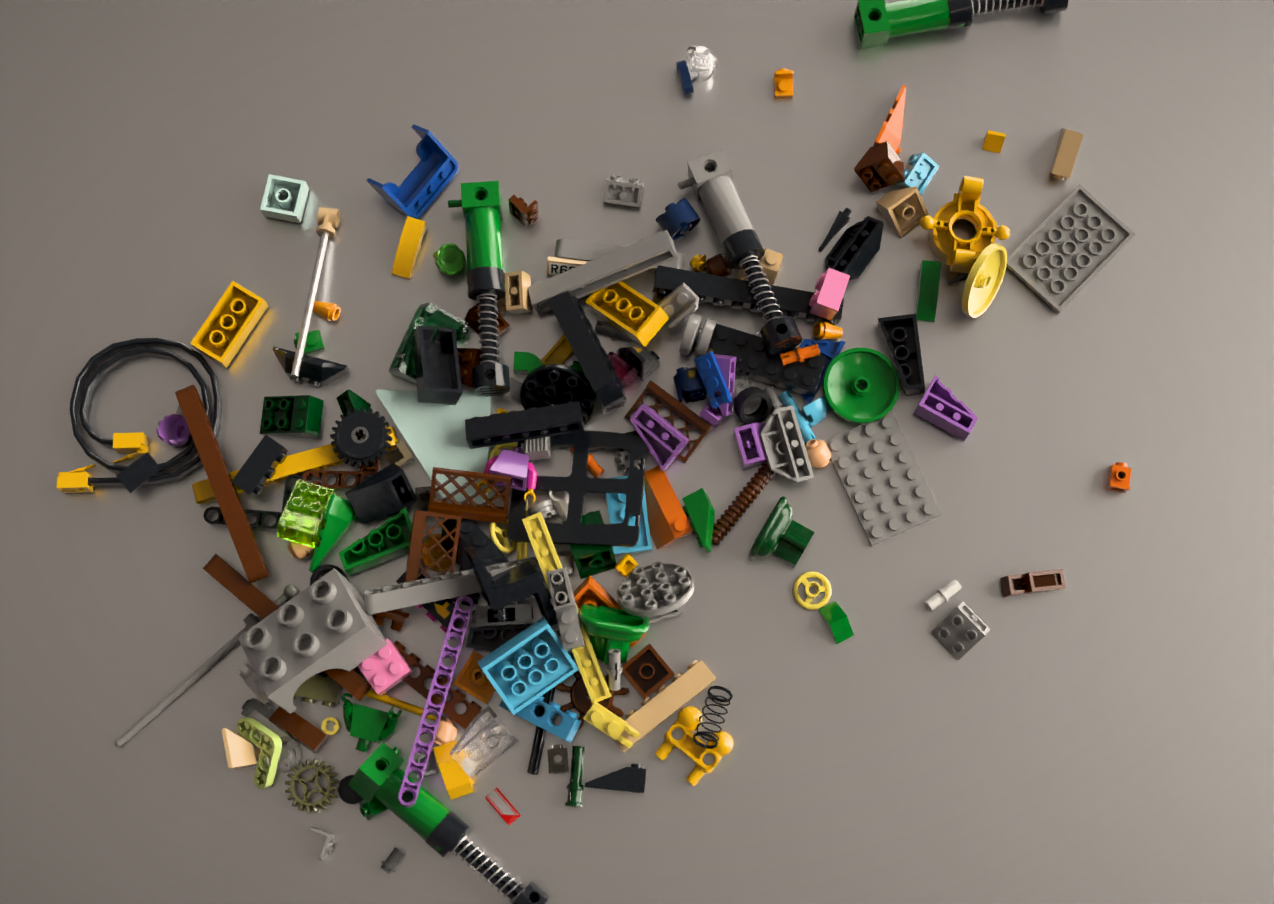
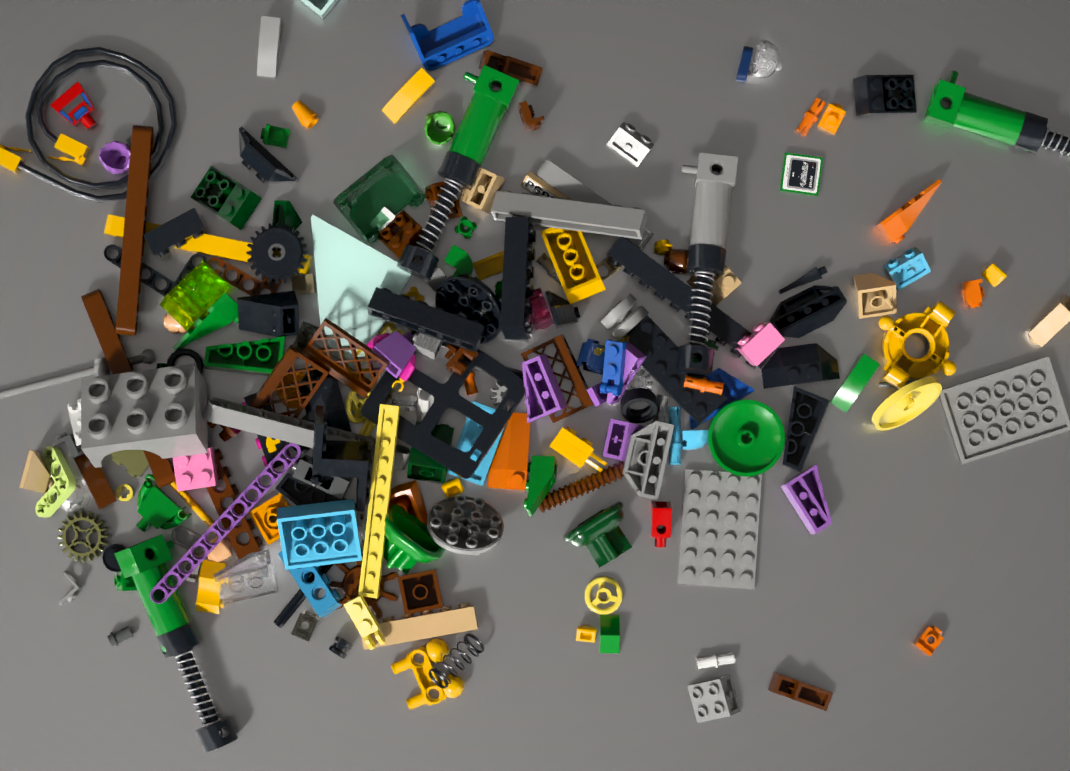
camera: 30 degrees right, 10 degrees up
(116, 406) = (76, 106): none -> red torso
(138, 472) = (66, 182): black slope -> none
(229, 324) = (211, 84): yellow brick -> none
(264, 268) = (268, 46): none -> light grey slope
(326, 220) = (348, 30): flat silver piece -> none
(405, 738) = (186, 538): none -> light grey tile
(436, 365) = (376, 223): black piece -> none
(502, 806) = (237, 639): sticker -> none
(504, 175) = (513, 67): none -> reddish brown slope
(517, 329) = (465, 222): none -> green plate
(565, 608) = (377, 504): light grey slope -> none
(568, 444) = (455, 363): none -> reddish brown hips
(575, 787) = (308, 656): dark green pin -> none
(600, 762) = (340, 647): none -> black wheel
(614, 669) = (392, 576): light grey pin -> none
(626, 779) = (352, 672): black slope -> none
(678, 219) = (664, 198): dark blue brick -> none
(679, 304) = (620, 281): light grey bracket -> none
(718, 472) = (575, 449): none -> yellow brick
(765, 92) = (811, 116): none -> orange pin
(783, 143) = (801, 174): none -> tile
(815, 632) = (586, 633): none -> yellow slope
(816, 43) = (884, 95): none -> black slope
(818, 453) = (674, 478): light nougat head -> none
(822, 491) = (661, 515): none -> torso
(824, 330) = (743, 371): light orange cone -> none
(872, 301) = (799, 366): none -> black wedge
(880, 167) = (874, 247): reddish brown slope -> none
(984, 165) = (972, 293): none -> orange brick

